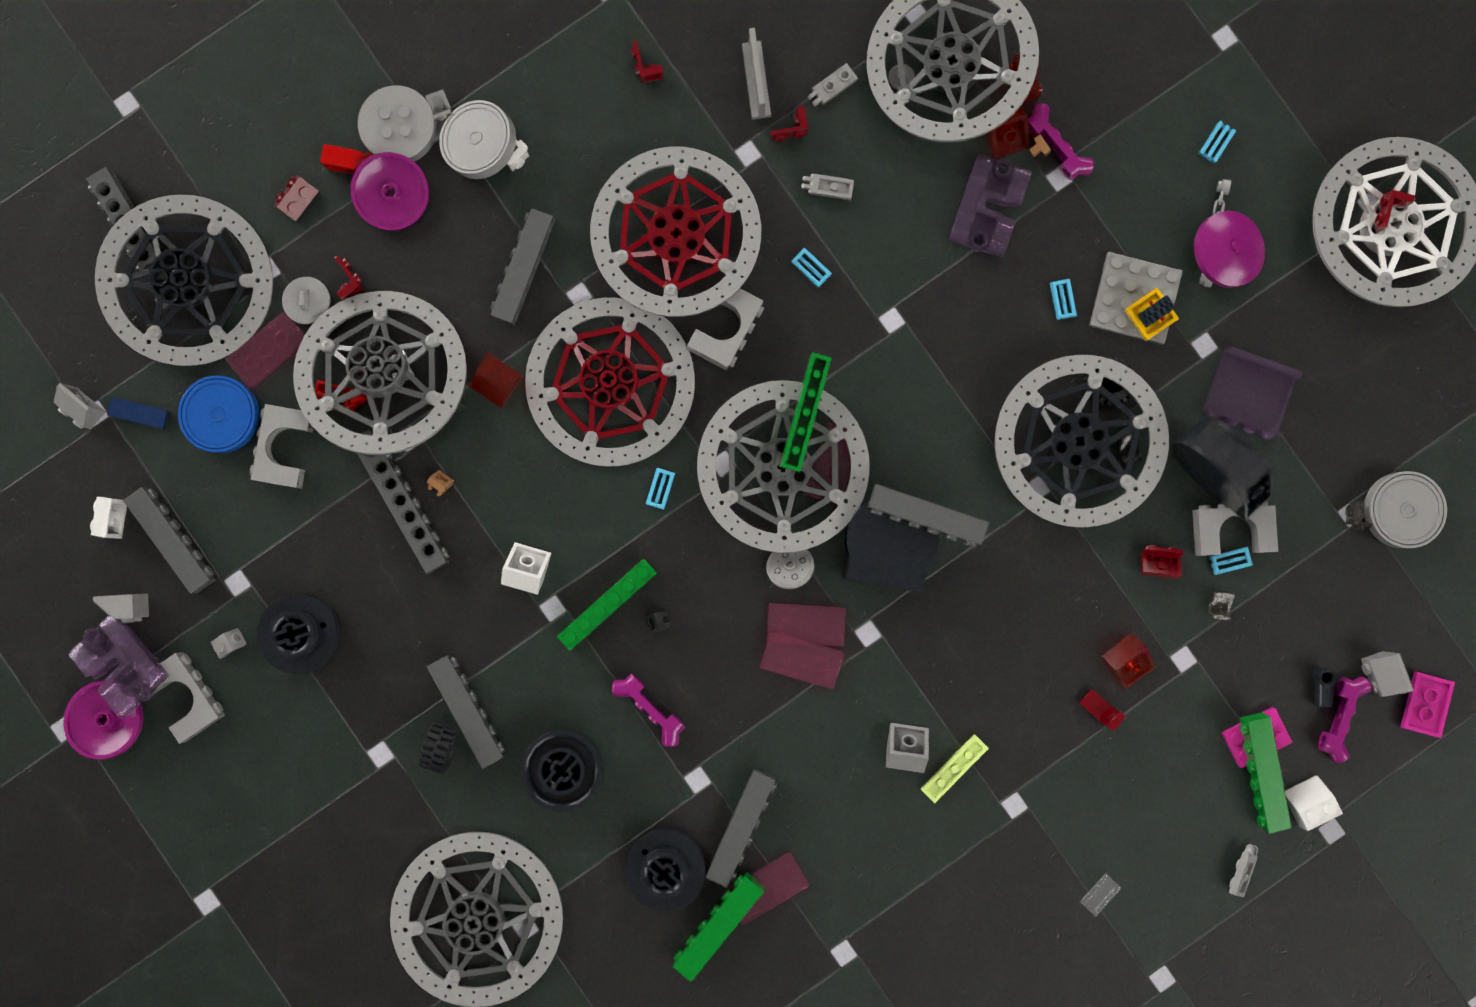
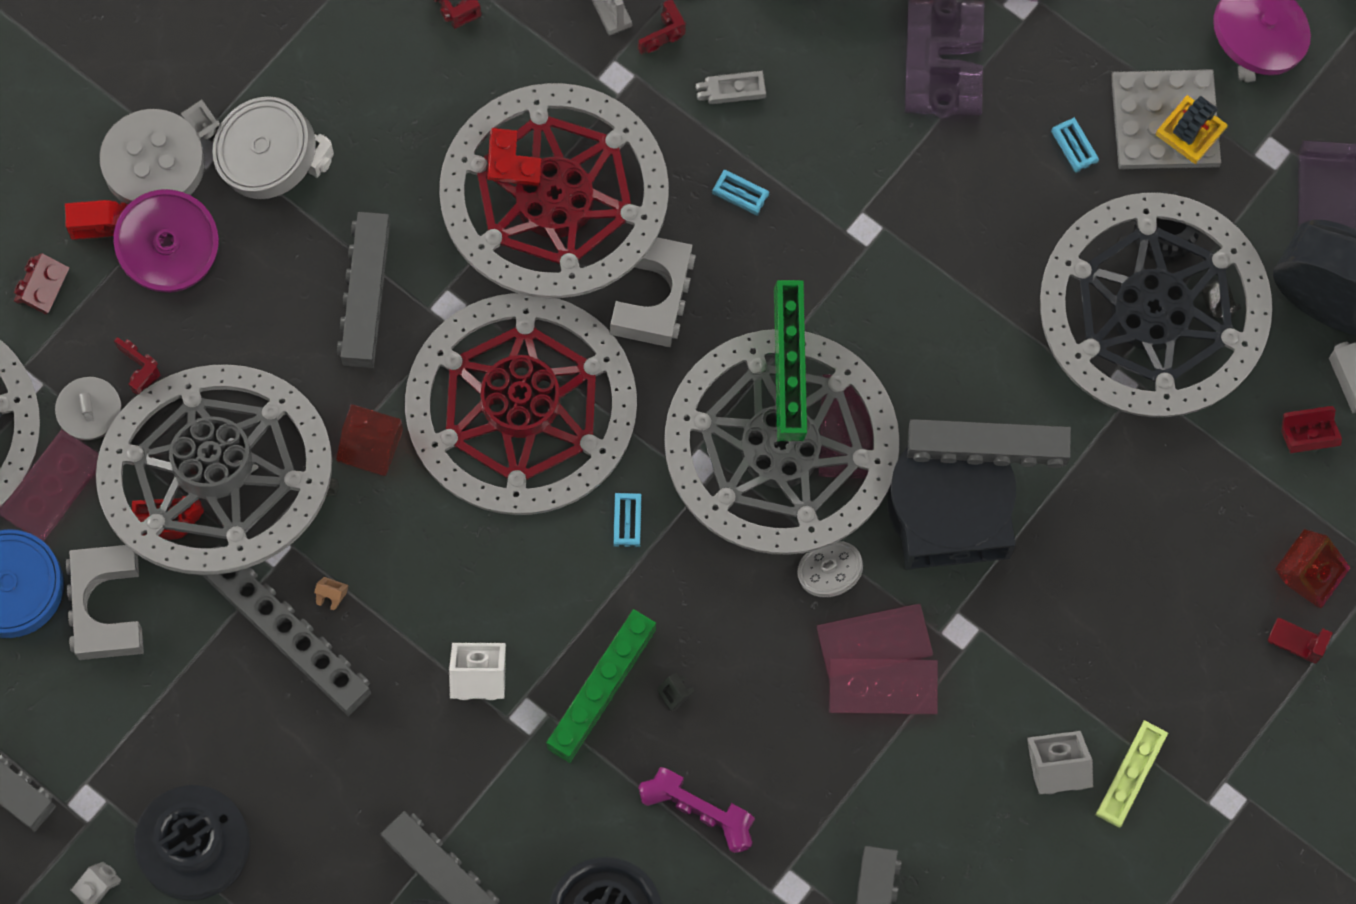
camera: 15 degrees left, 15 degrees down
(645, 202) = (506, 165): none -> red plate

